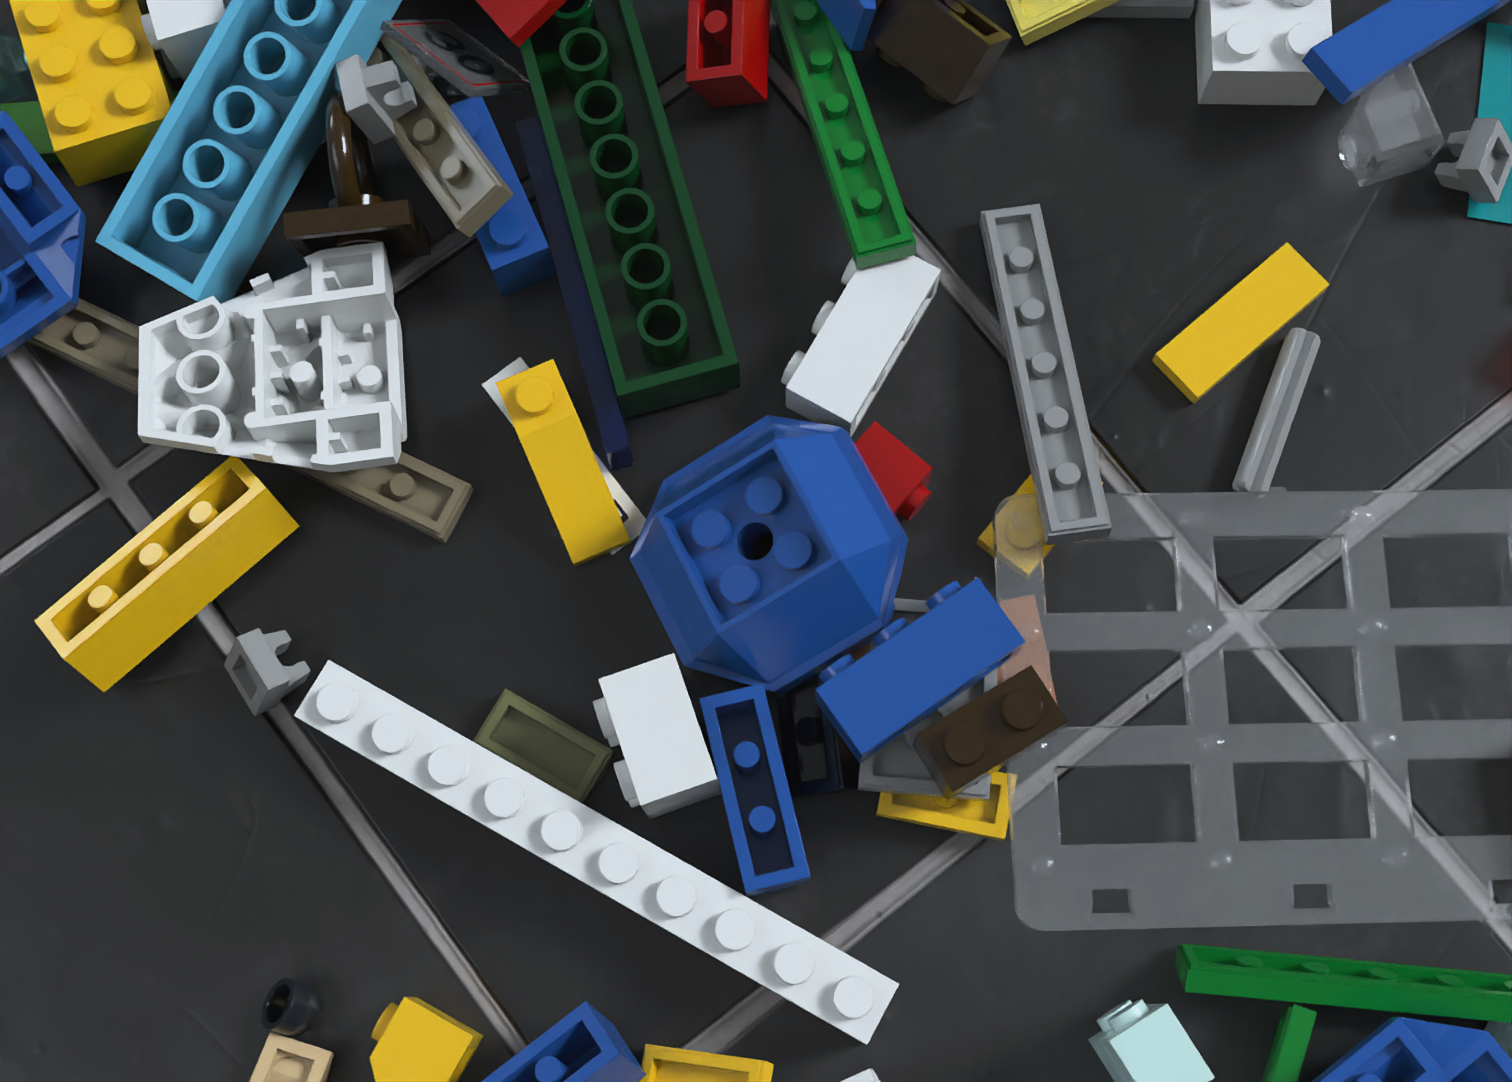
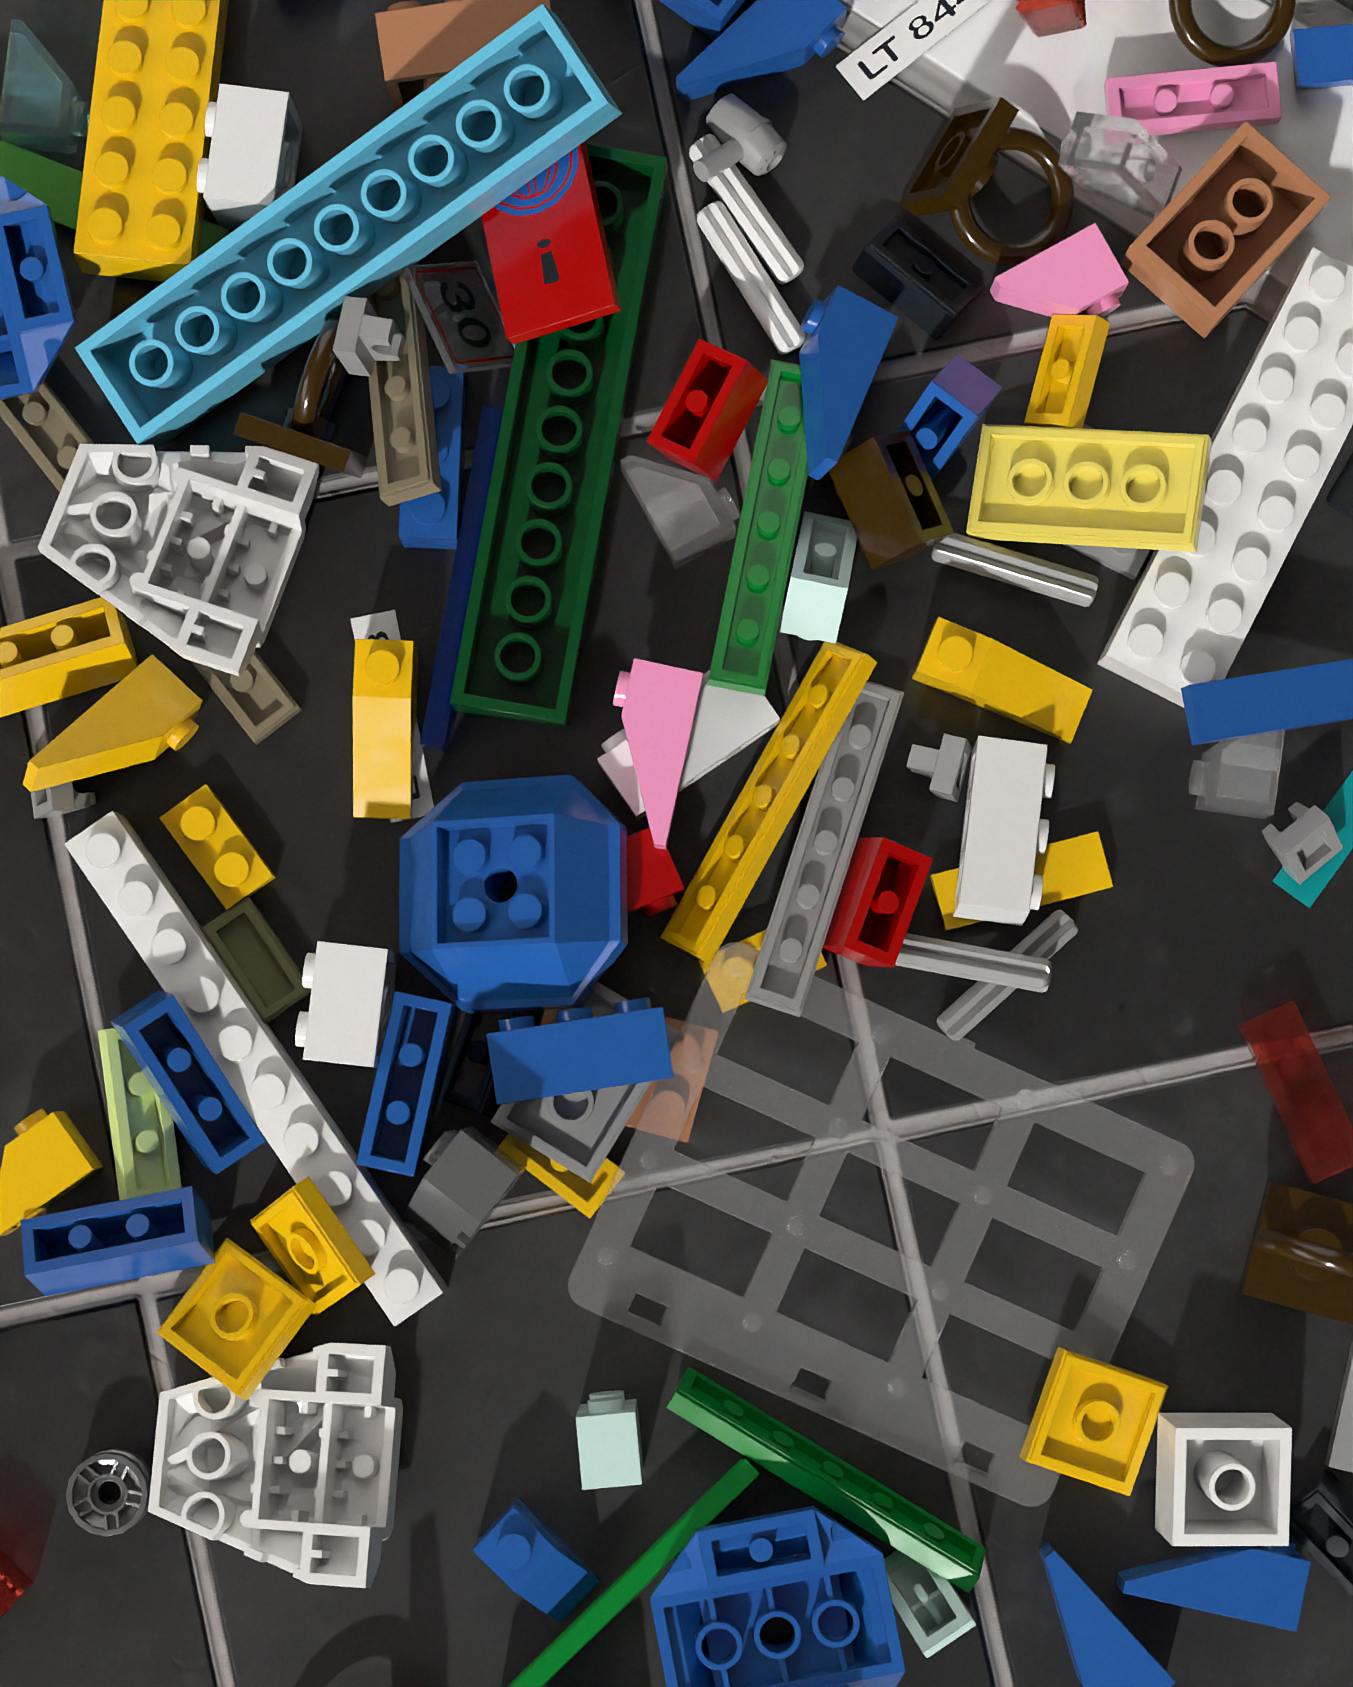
camera: 25 degrees right, 10 degrees up
(299, 582) = (121, 729): none -> yellow slope
(452, 656) = (217, 847): none -> yellow plate
(493, 953) = (138, 1124): none -> yellowish green plate
(531, 895) = (188, 1081): none -> blue brick
(739, 1002) = (312, 1245): none -> yellow tile
(744, 135) = (681, 508): none -> clear slope
(834, 330) = (658, 725): none -> bright pink slope
(869, 866) = (461, 1188): none -> dark grey wedge
(913, 138) = (819, 578): none -> light aqua slope
(966, 361) = (768, 800): none -> yellow tile
(989, 732) = (609, 1134): dark brown brick -> none
(1081, 52) = (1017, 569): none -> light grey axle
(1111, 249) = (944, 766): none -> light grey tile
(1118, 150) = (1001, 680): none -> yellow slope
(1124, 395) = (877, 902): none -> red brick
(1203, 278) = (1003, 831): none -> white brick
(1236, 412) = (975, 963): none -> light grey axle

